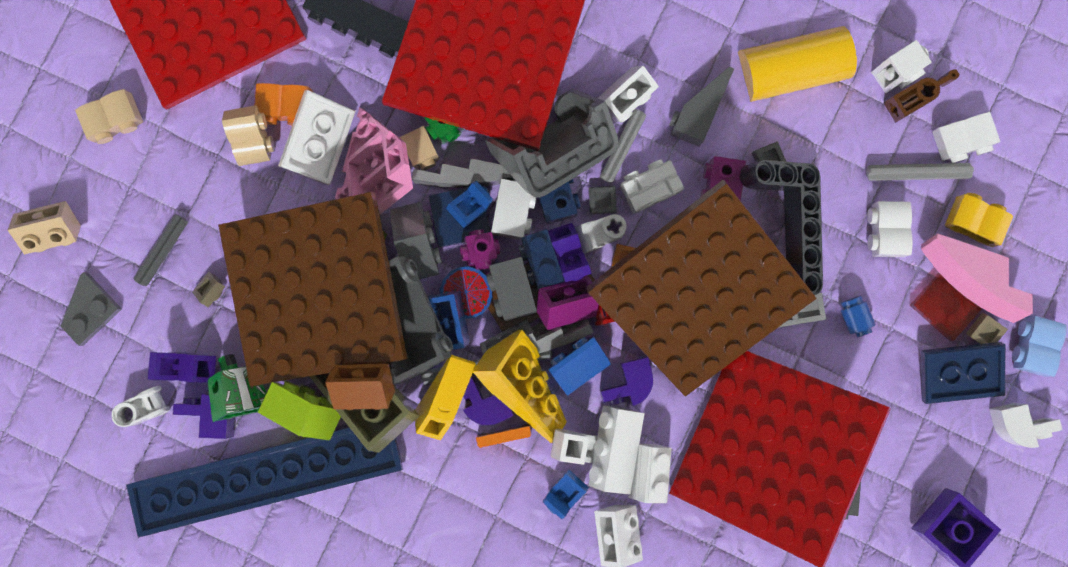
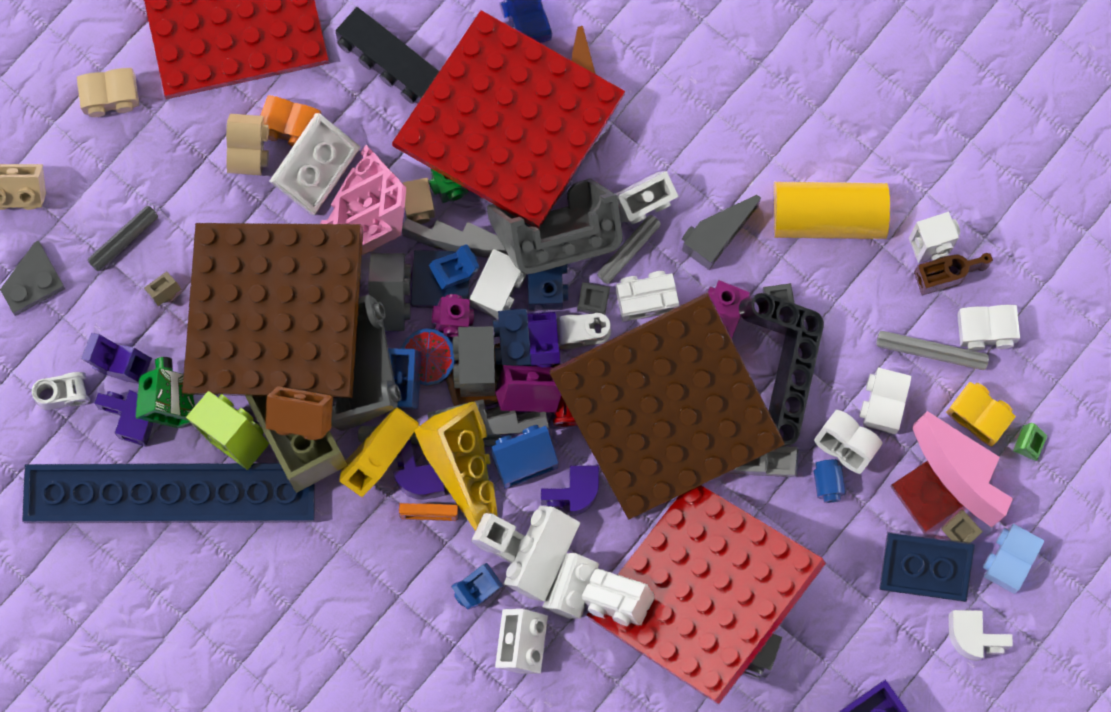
camera: 10 degrees right, 10 degrees down
(698, 478) = (617, 597): none -> white brick
(868, 277) = (848, 441): none -> white brick
(1025, 233) = (1030, 441): none -> bright green slope

